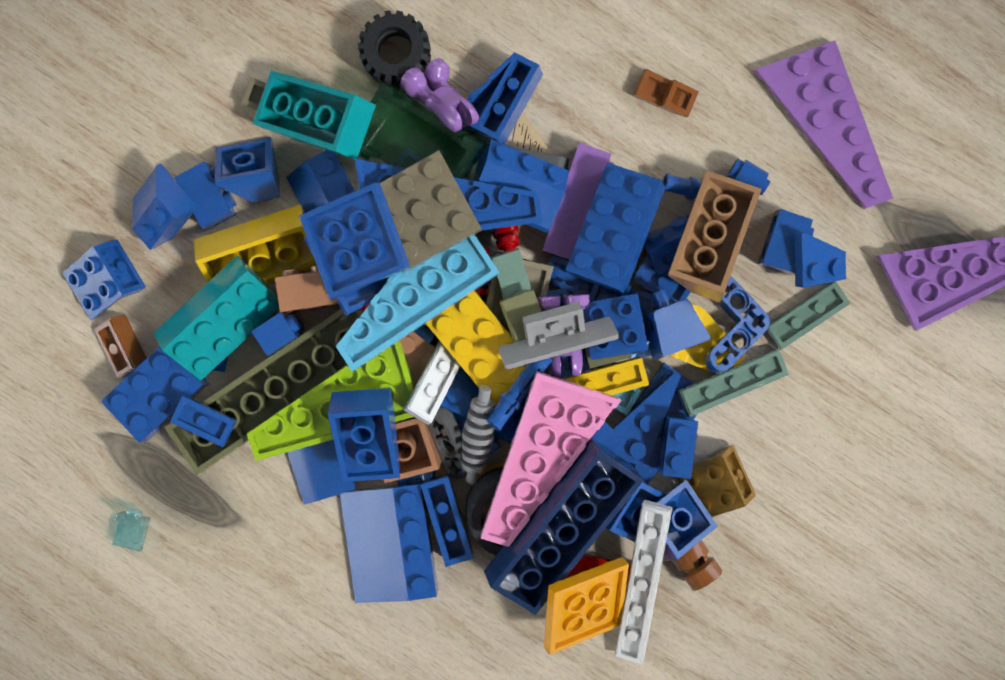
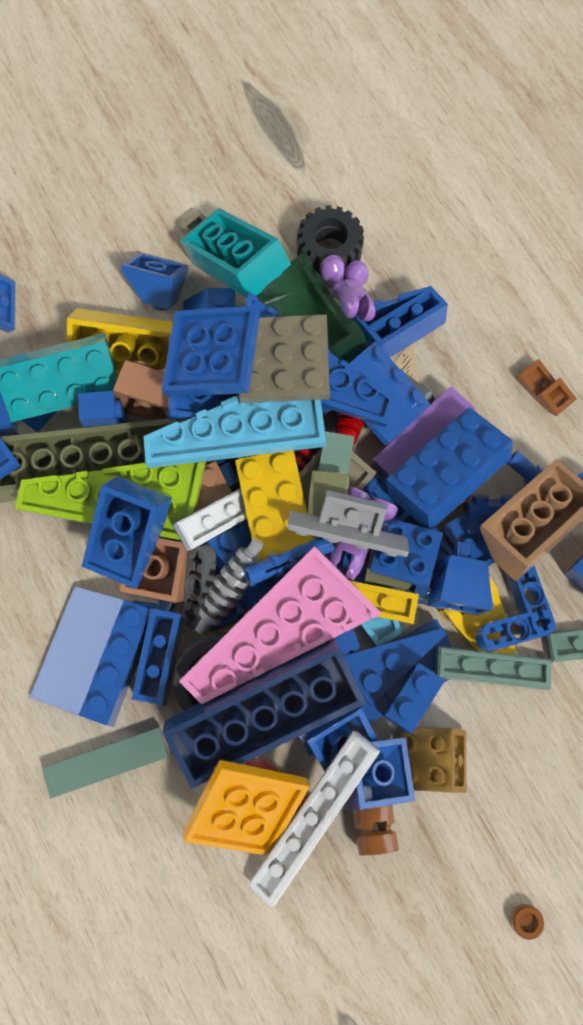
camera: 25 degrees right, 15 degrees down
(160, 208) = (65, 272): blue slope -> none
(212, 201) = (107, 283): blue brick -> none
(318, 472) = (64, 557): blue slope -> none
(448, 622) = (105, 762): none -> sand green tile
(849, 570) = (527, 921): none -> dark orange tile

